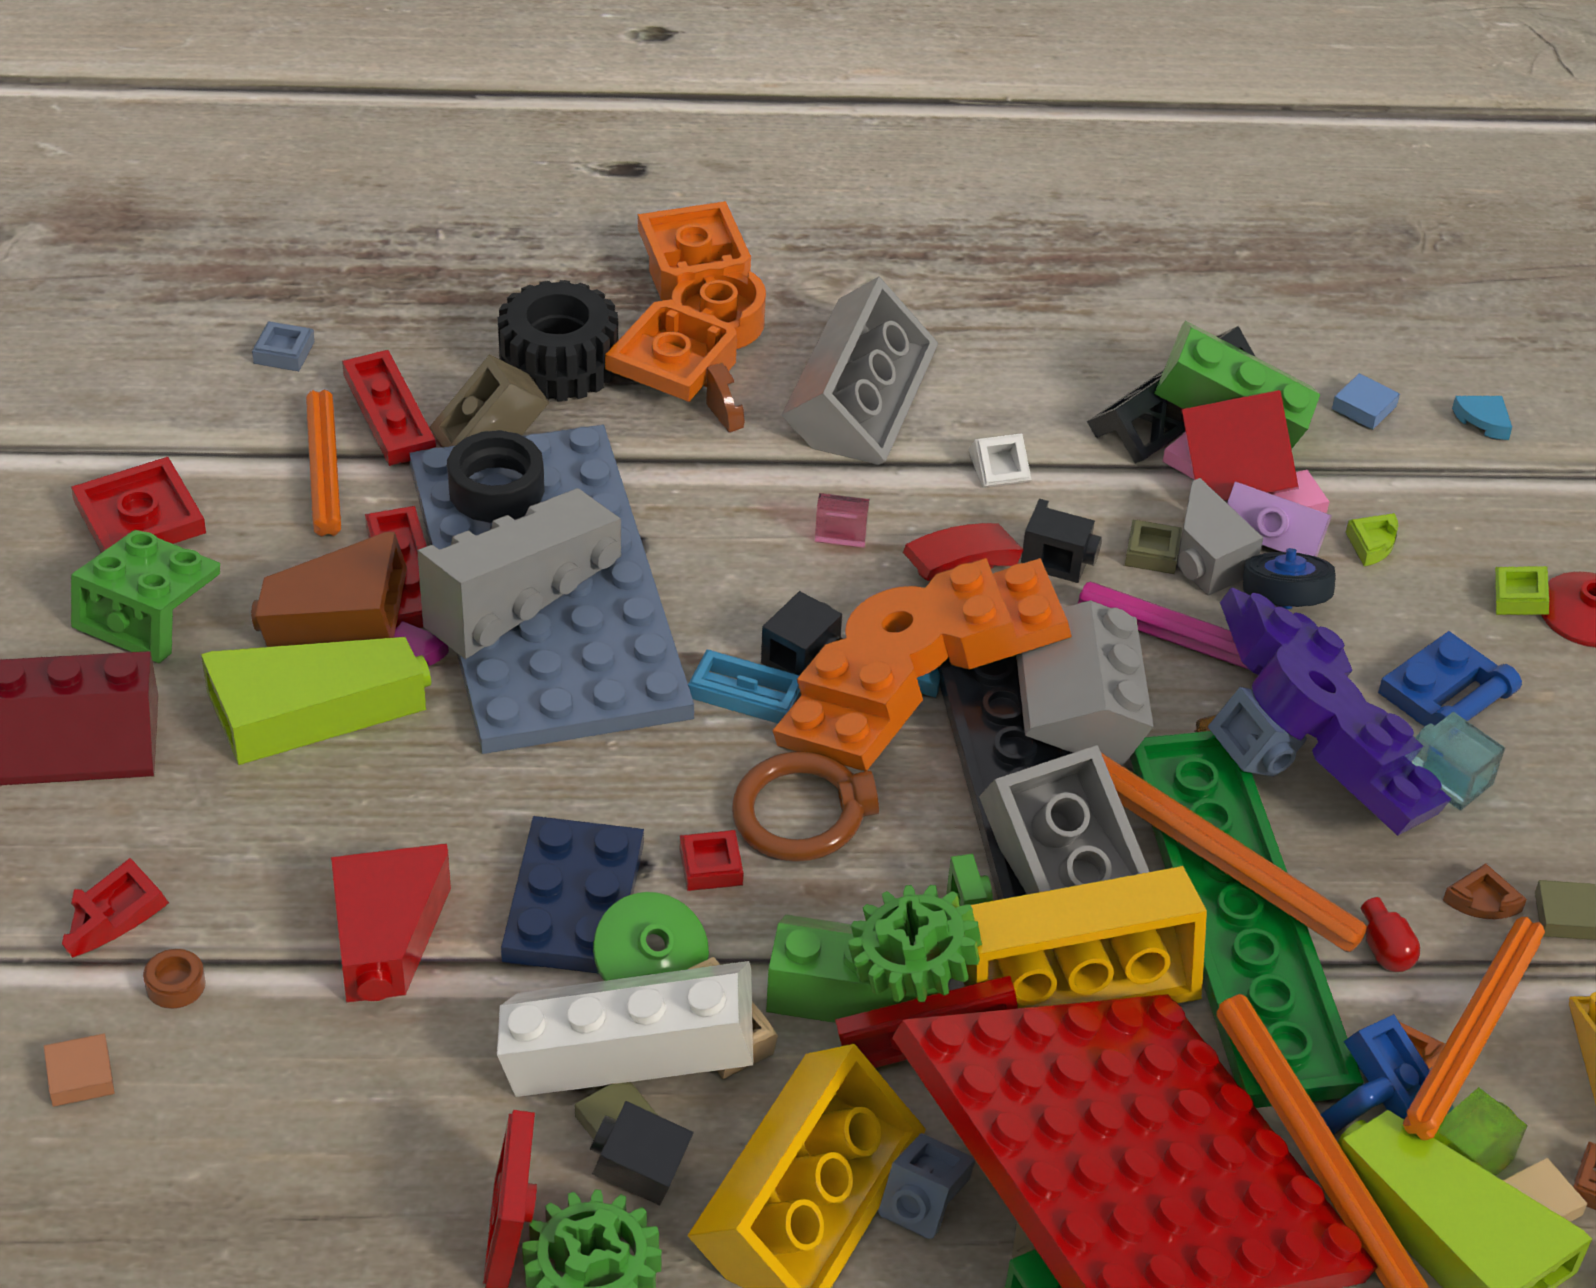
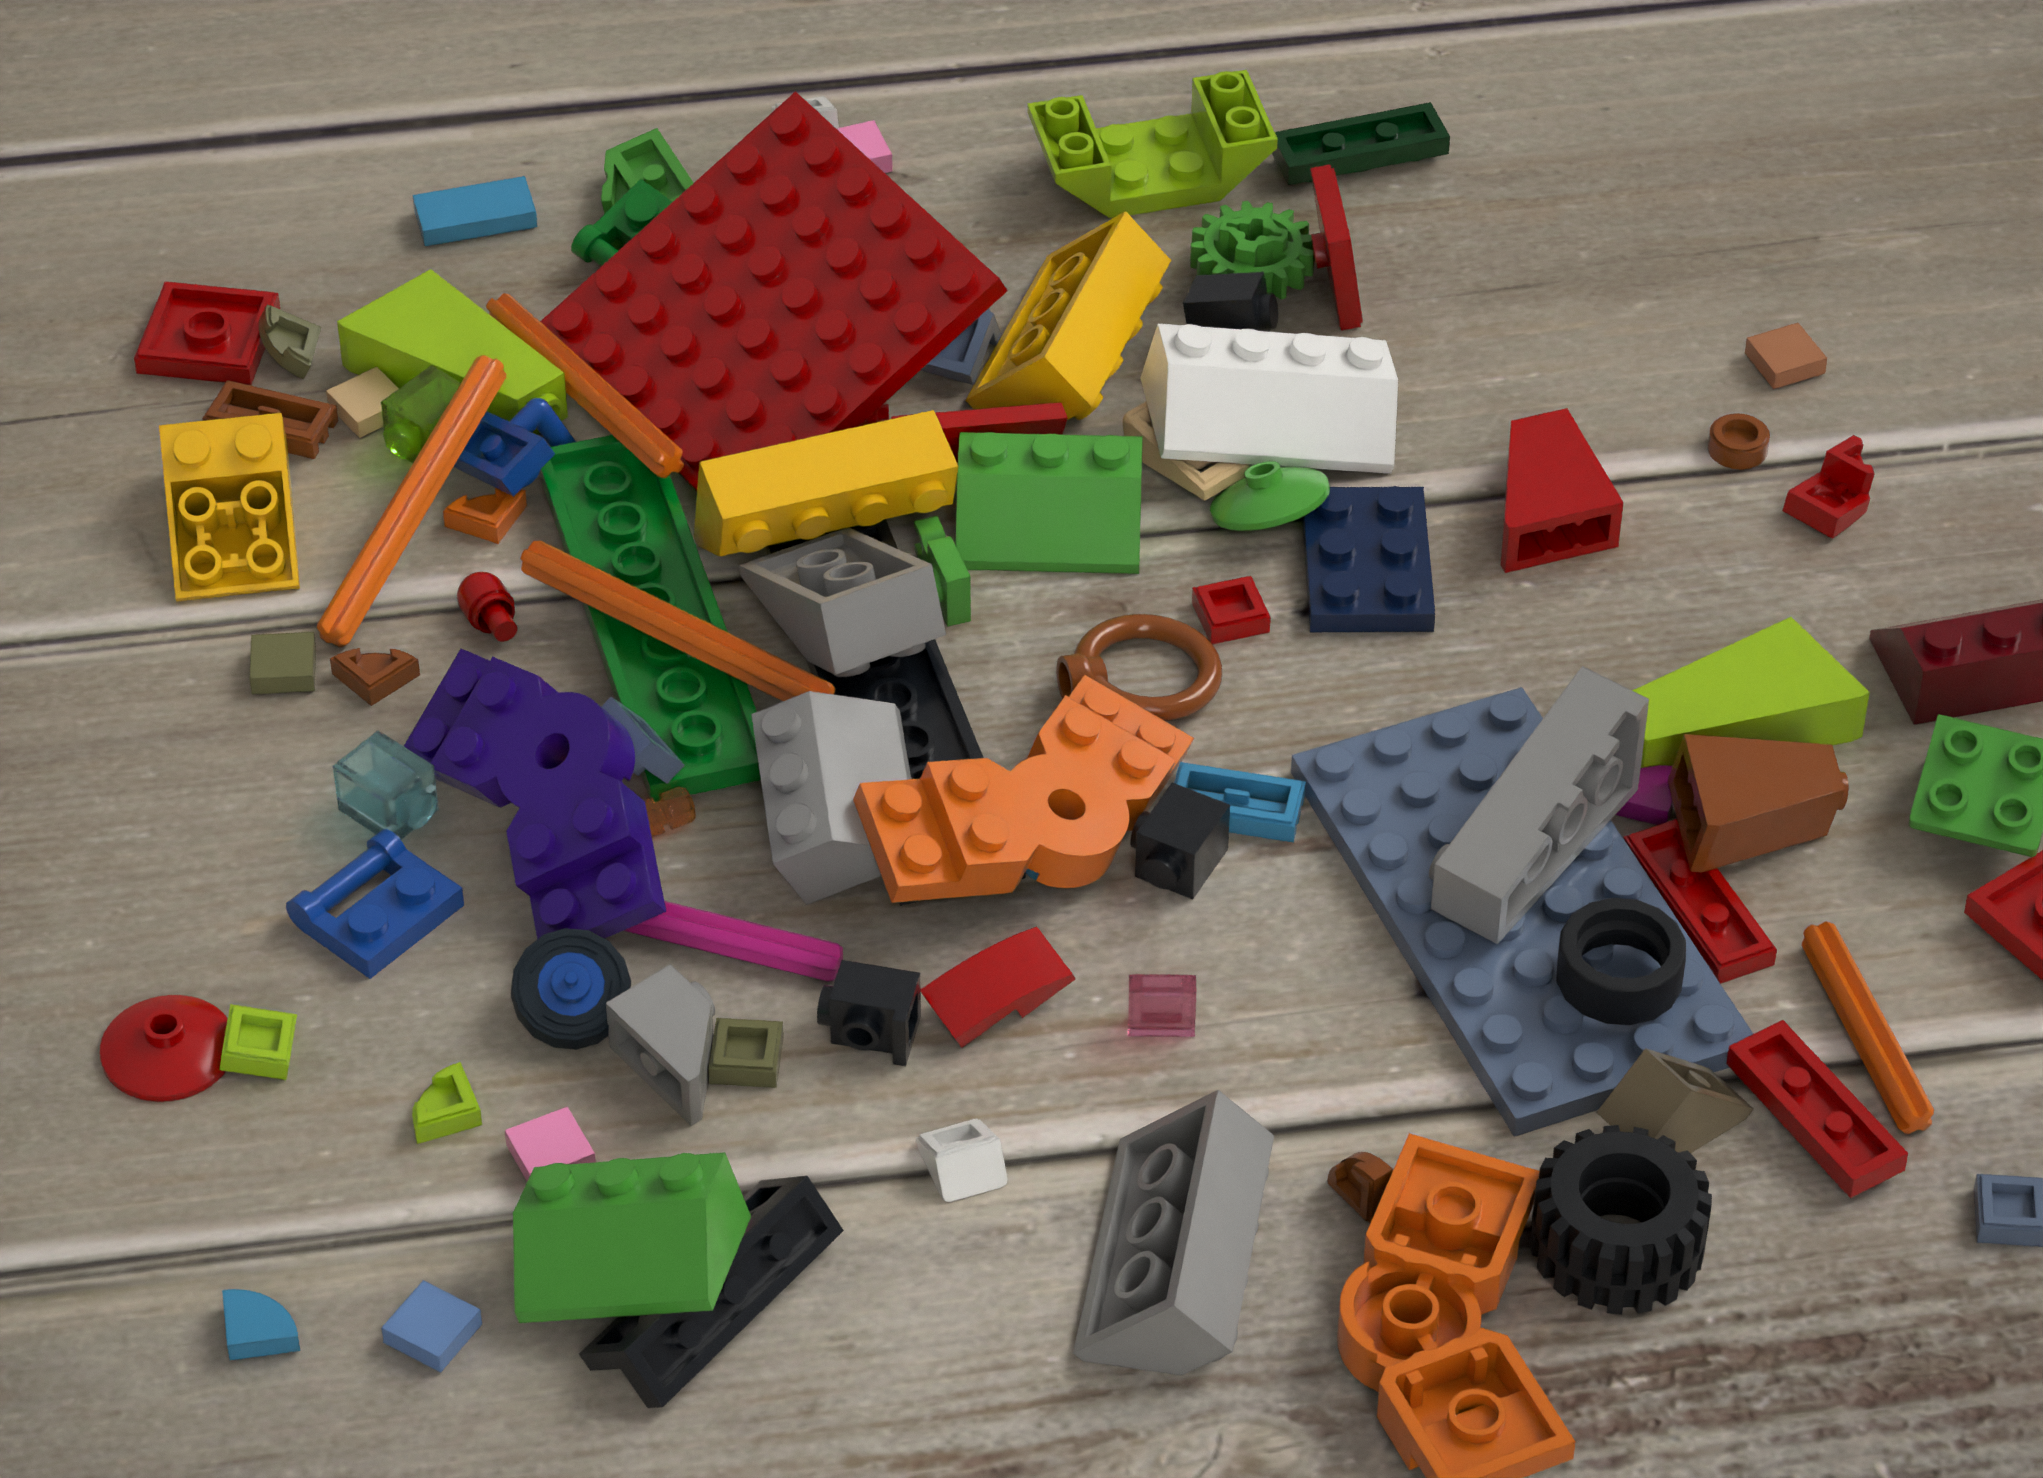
camera: 175 degrees right, 0 degrees up
(887, 950) = (997, 411): bright green gear -> none
(1241, 443) = (626, 1133): red tile -> none
(1279, 520) = (583, 1076): lavender plate -> none

